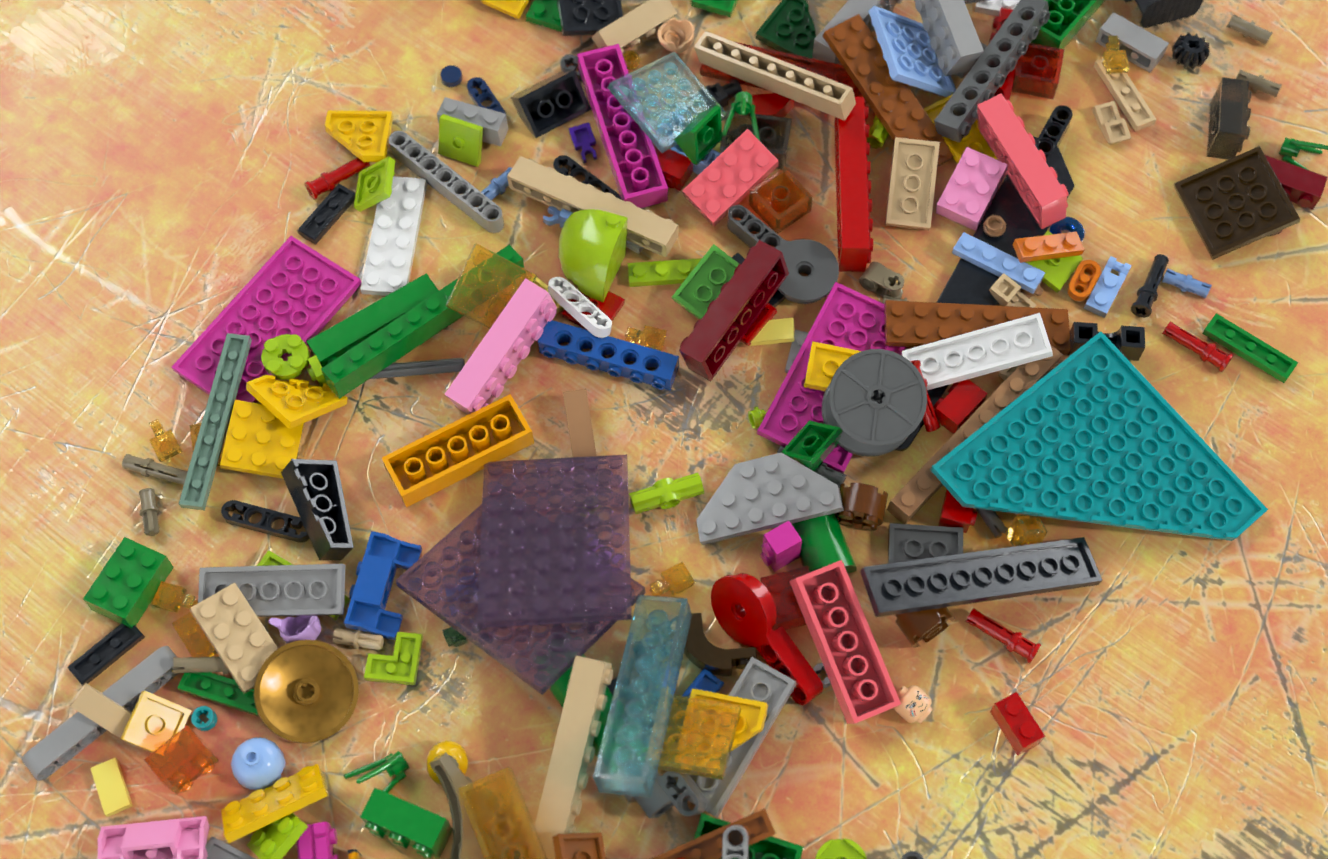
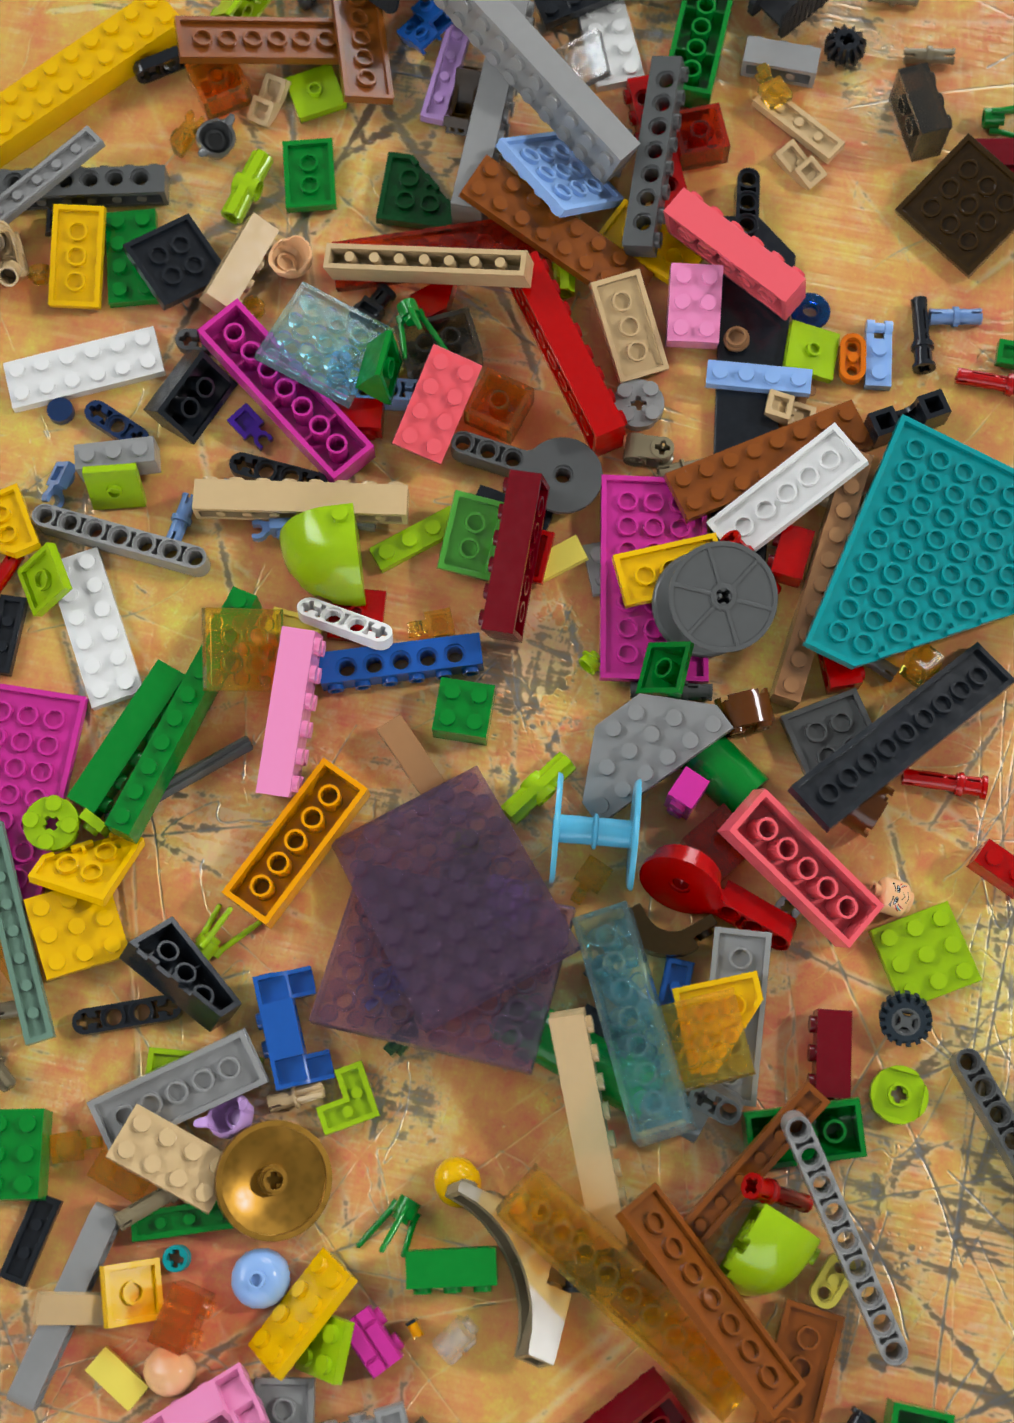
camera: 25 degrees left, 10 degrees up
(152, 800) = (169, 1373): none -> light nougat hair
(354, 495) = (208, 942): none -> lime plant
(425, 121) = (59, 480): none -> medium blue plate
(484, 54) = (84, 369): none -> white plate
(637, 410) = (463, 711): none -> green brick
(666, 524) = (598, 831): none -> medium azure piece
(800, 803) = (831, 1052): none -> dark red brick
(867, 807) = (908, 1028): none -> black wheel
(893, 234) = (646, 392): none -> light grey plate
(919, 765) = (925, 953): none -> lime plate
(1048, 247) = (803, 339): orange plate -> none

